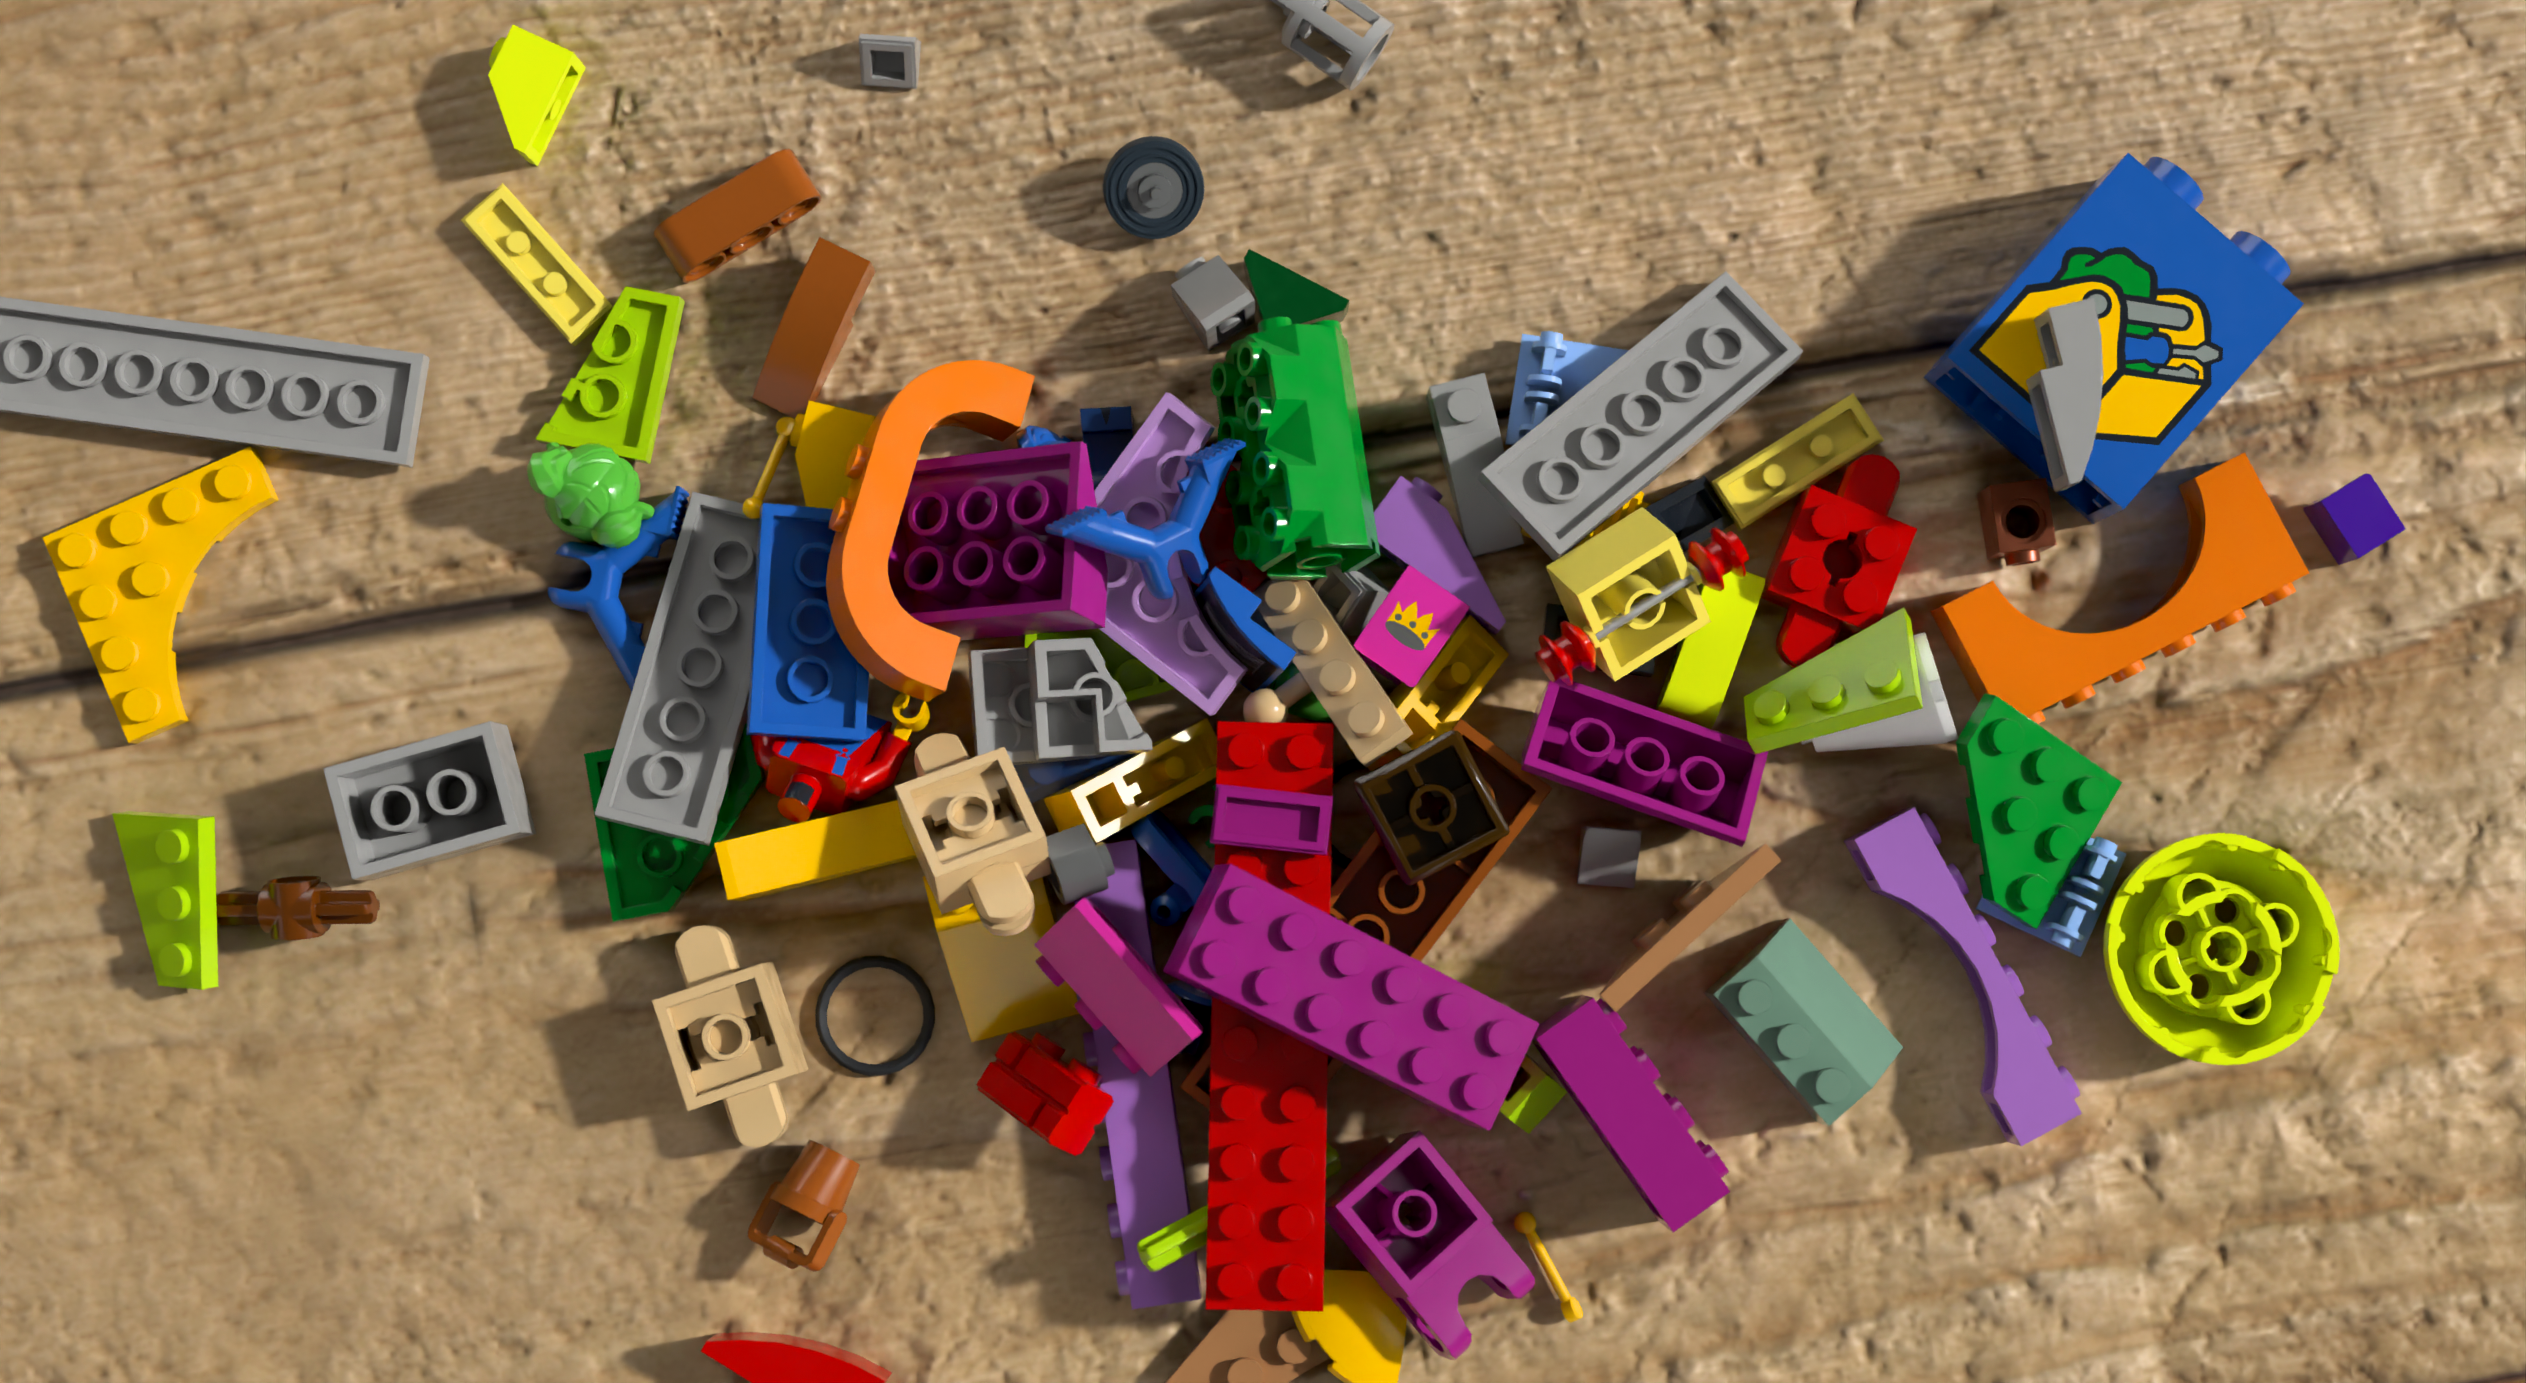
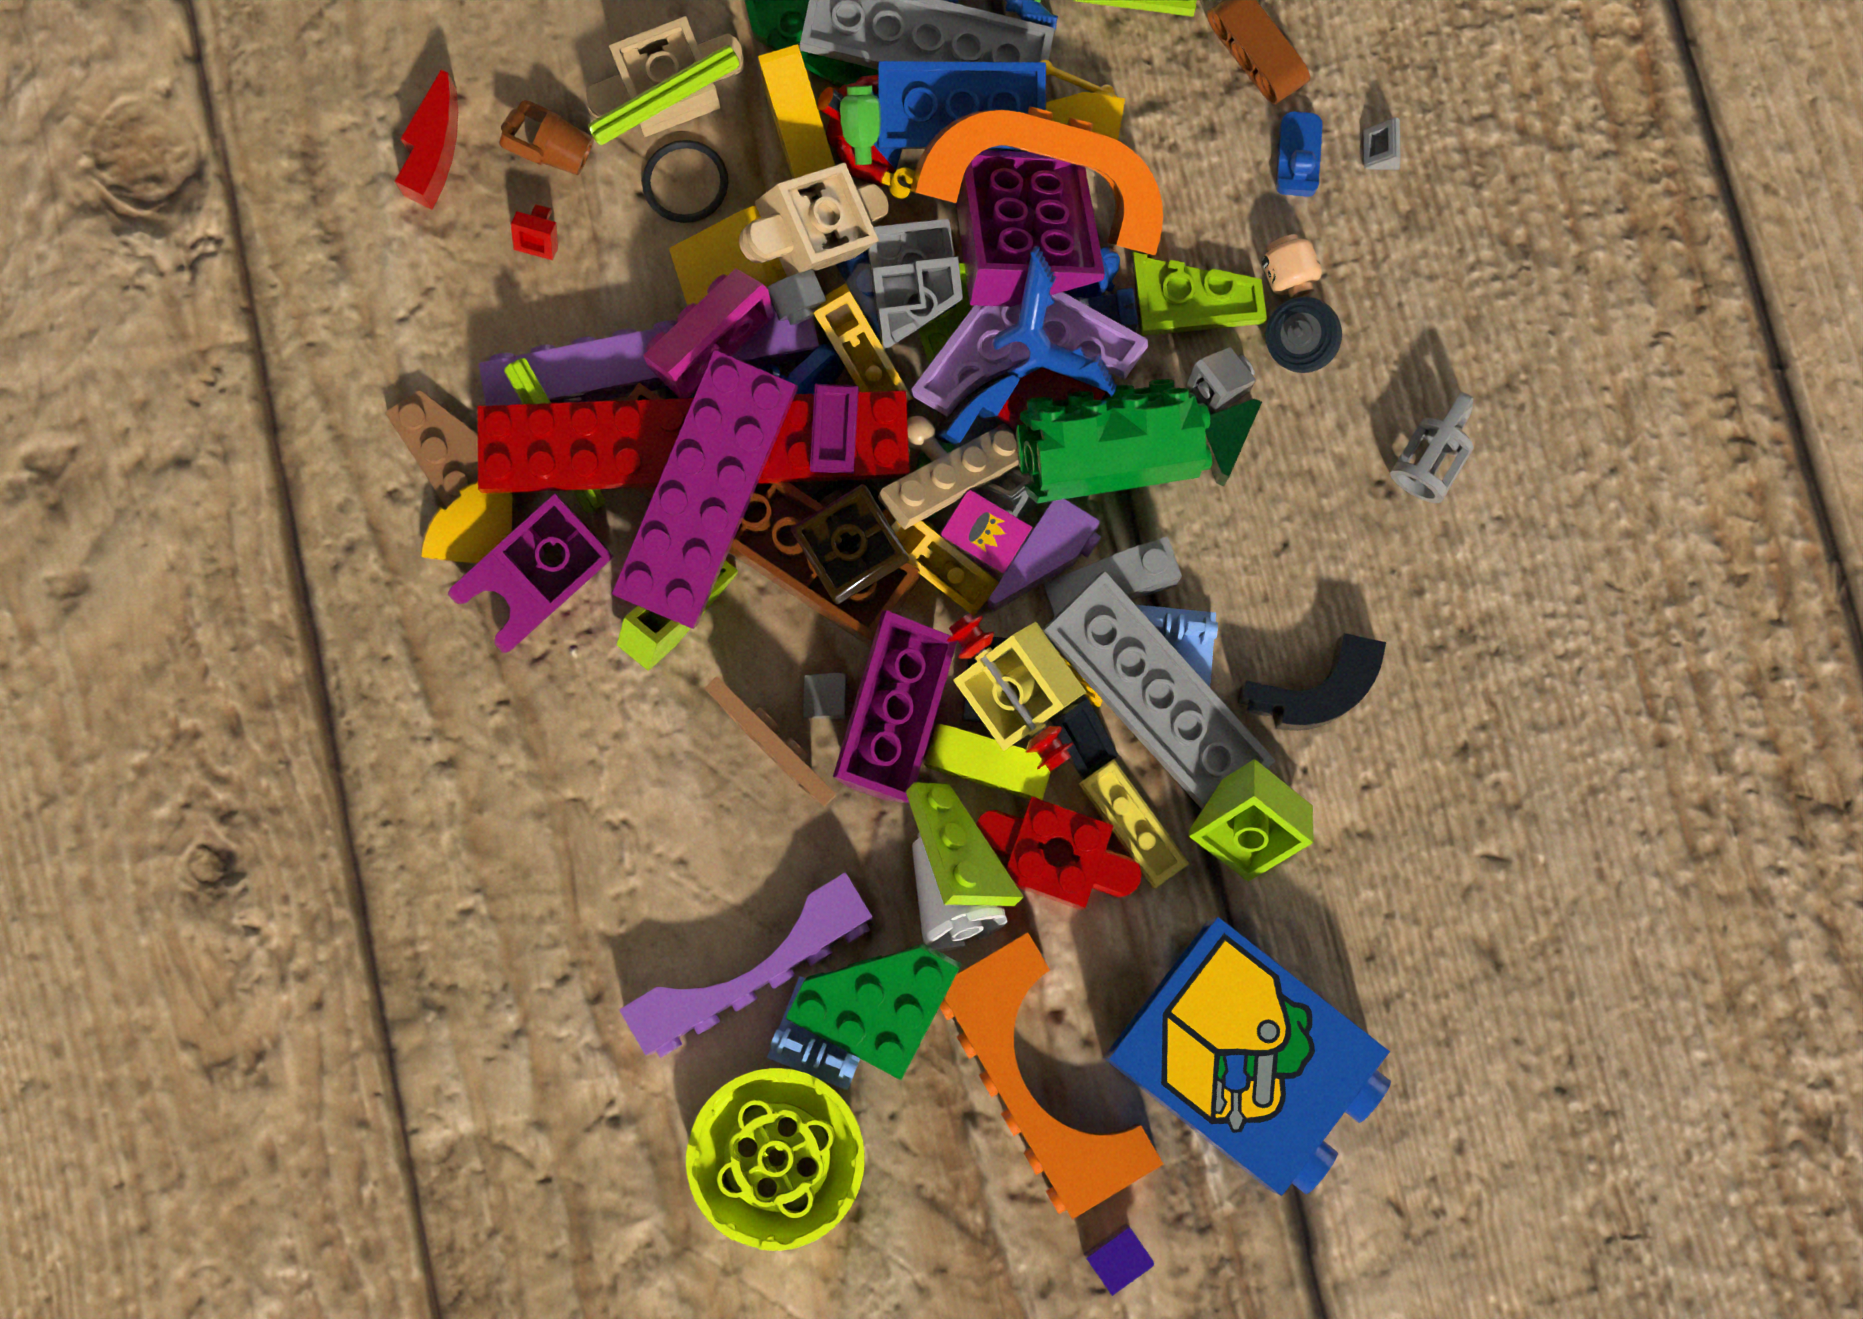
camera: 85 degrees right, 5 degrees down
(770, 1035) = (664, 95): none -> lime axle
(813, 328) = (1180, 103): dark orange slope -> none
(832, 761) = (861, 121): none -> bright green plant
(893, 173) = (1299, 154): none -> blue piece
(942, 1225) = (535, 233): none -> red tile
(1045, 1092) = (632, 293): red brick -> none
(1055, 196) = (1291, 266): none -> light nougat head
(1090, 331) = (1193, 299): none -> lime wing
(1525, 1224) = (490, 684): yellow hinge -> none
(1629, 1113) = (633, 712): magenta brick -> none
(1642, 182) = (1350, 678): none -> black arch
(1805, 1023) = (707, 847): sand green slope -> none
(1810, 303) = (1253, 821): none -> lime slope
(2030, 500) = (1117, 986): copper brick -> none
(2069, 389) = (1199, 1005): light grey slope -> none

